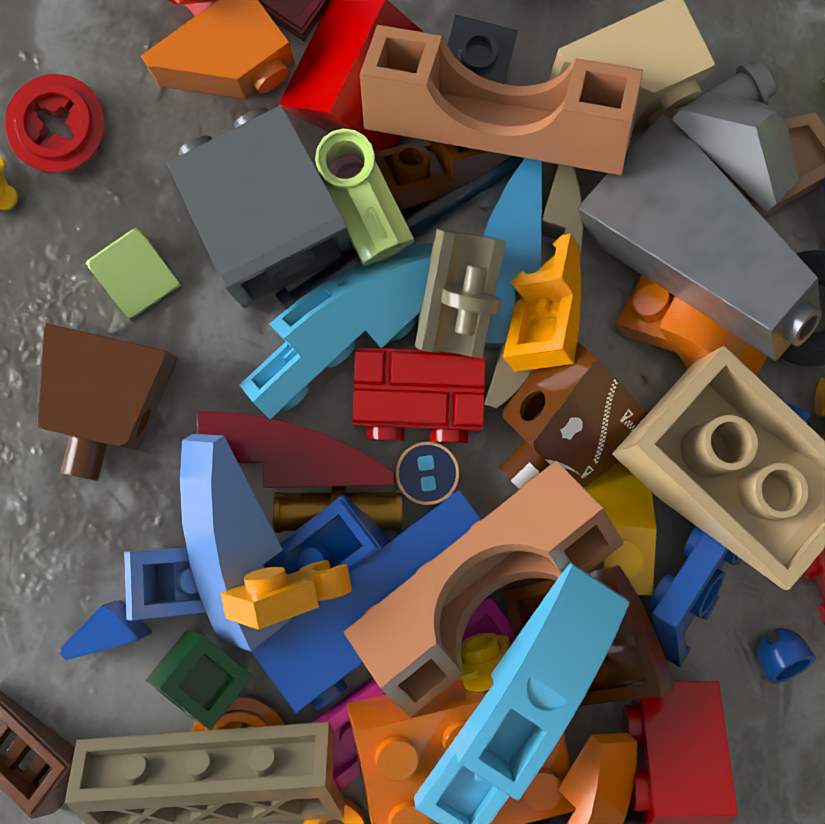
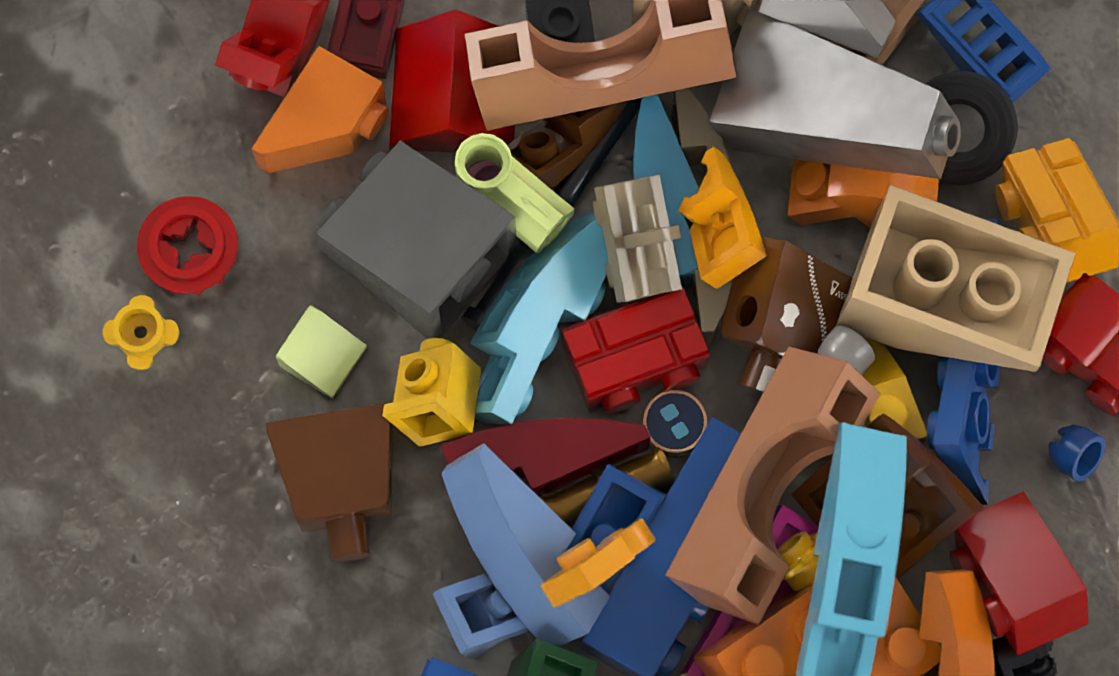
camera: 25 degrees left, 10 degrees down
(215, 358) = (438, 382): none -> yellow brick
(609, 483) = (848, 346): none -> light grey hinge

